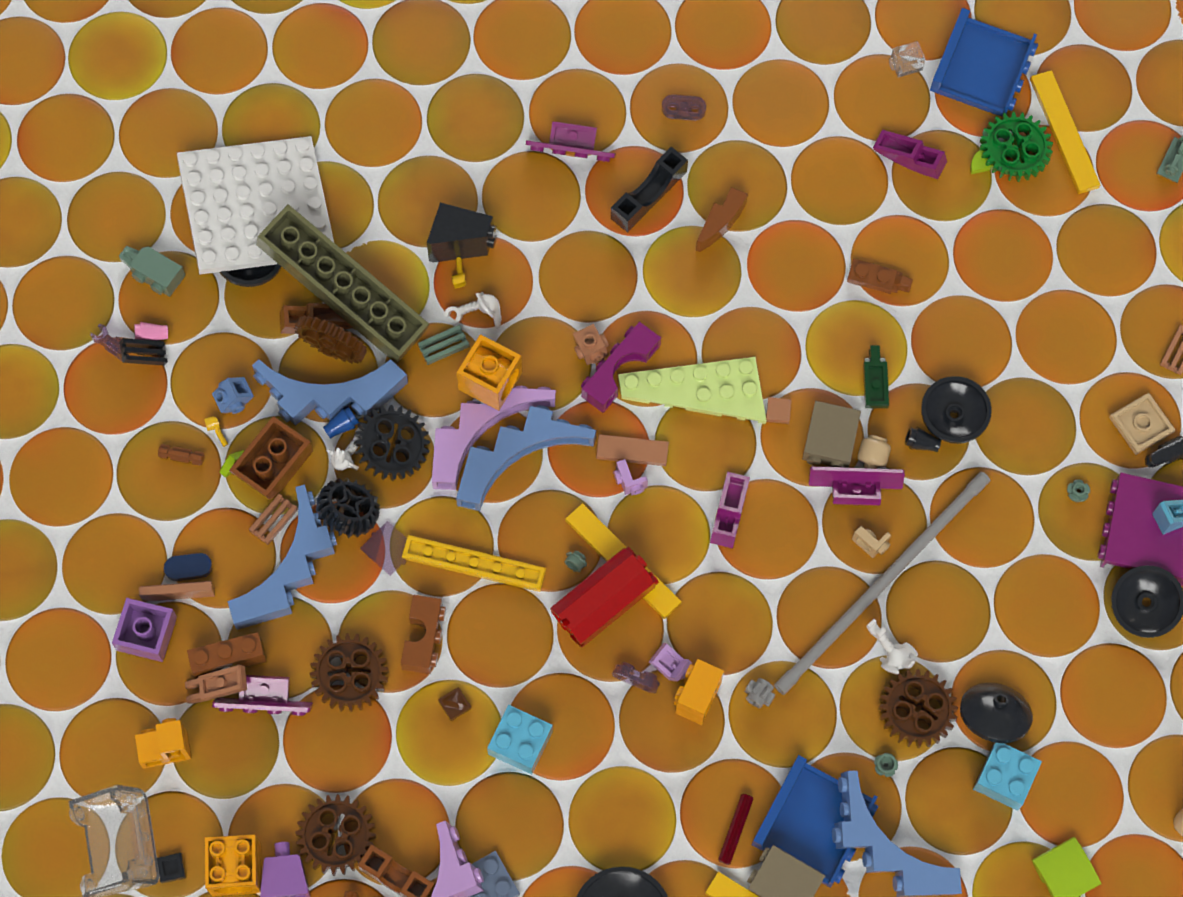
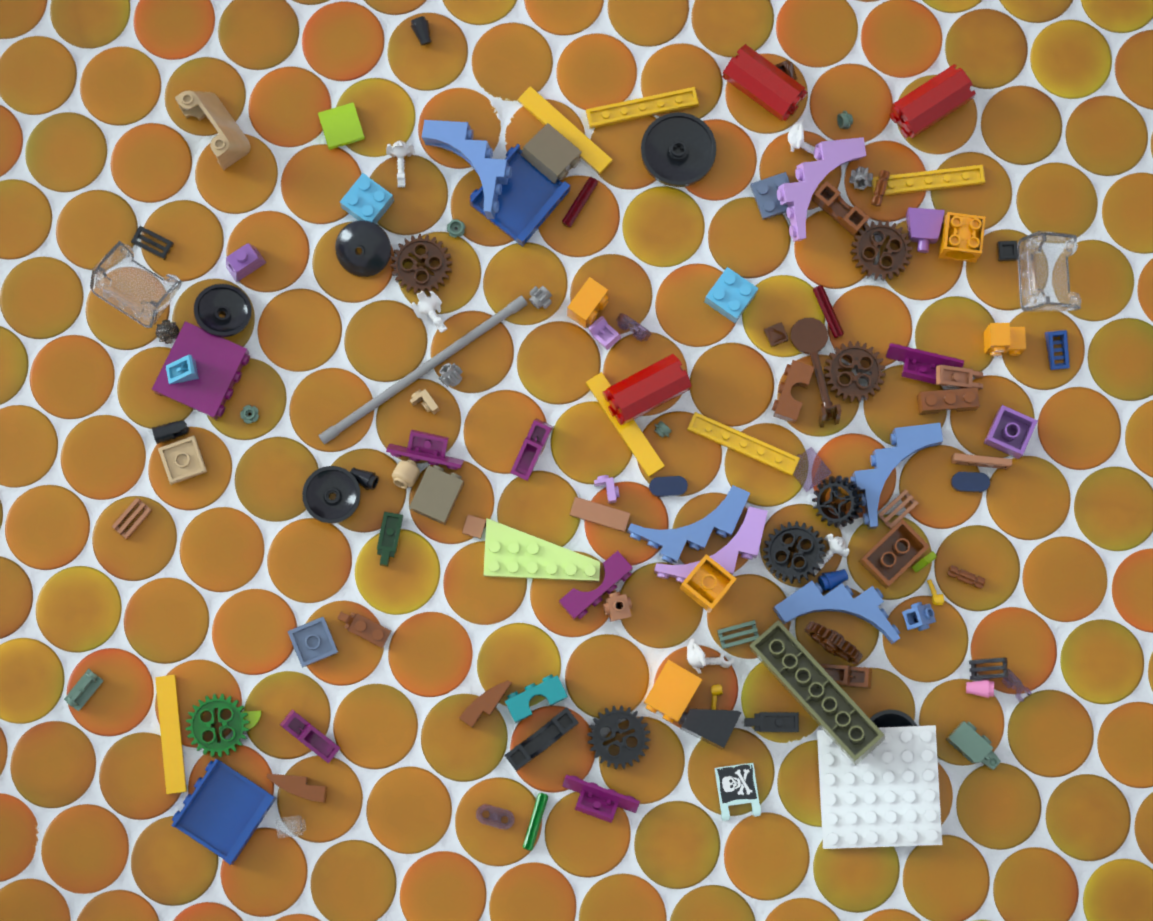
camera: 170 degrees left, 10 degrees up
(98, 765) = (1064, 349): none -> blue slope
(388, 255) = (774, 722): none -> black hinge
(393, 745) = (828, 311): none -> dark red axle
(411, 707) = (809, 338): none -> reddish brown piece
(418, 184) = (737, 786): none -> flag
(509, 266) = (672, 692): none -> light orange slope
(549, 195) = (611, 721): none -> black gear
(556, 497) = (668, 486): none -> dark blue tile
(638, 112) = (535, 821): none -> green axle
(651, 246) = (550, 689): none -> teal arch
(848, 577) = (450, 374): none -> light grey gear
(909, 100) = (299, 786): none -> dark orange slope
(933, 251) = (312, 642): none -> sand blue plate
(982, 849) = (400, 150): none -> white piece
(1138, 668) = (244, 261): none -> medium lavender torso

